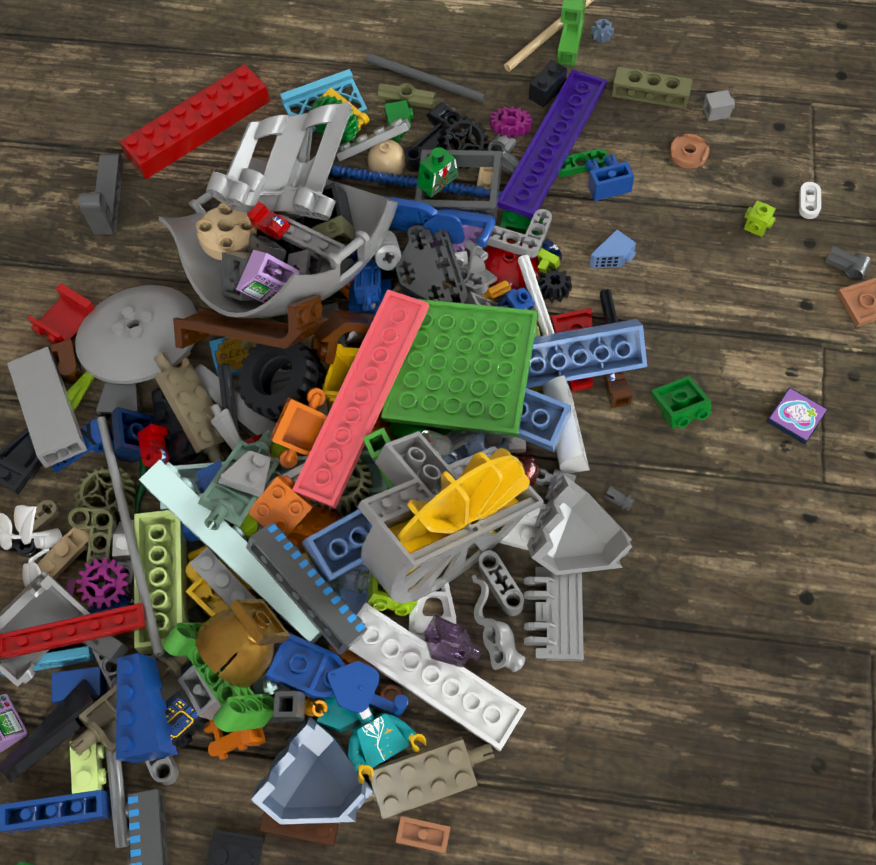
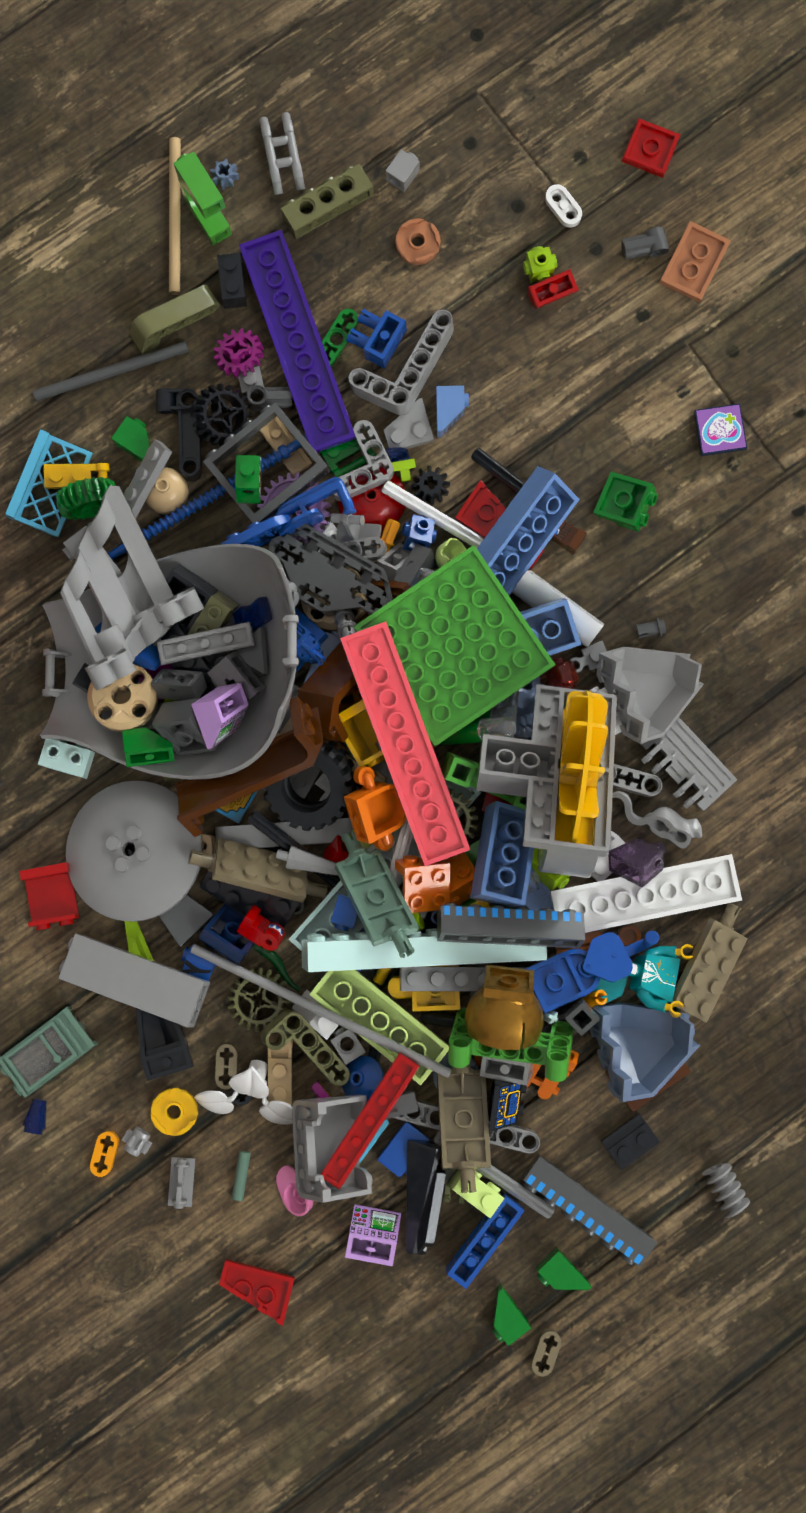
camera: 50 degrees left, 20 degrees up
(69, 363) = (108, 930): reddish brown leg -> none
(102, 593) = (354, 1059): magenta gear -> none
(140, 711) = (486, 1122): blue wedge -> none
(162, 249) = (66, 757): none -> light aqua brick
(205, 268) = (146, 747): none -> green slope
(247, 473) = (378, 885): light grey wing -> none
(268, 221) = (161, 660): red leg -> none
(407, 92) = (103, 416): olive piece -> none
(423, 835) = (743, 1006): nougat plate -> none
(491, 72) = (172, 316): none -> olive beam
(577, 245) = (410, 429): none -> light grey wing
(612, 213) = (411, 370): none -> light grey beam
(651, 53) = (274, 164): none -> light grey piece
(755, 238) = (552, 289): none -> red brick

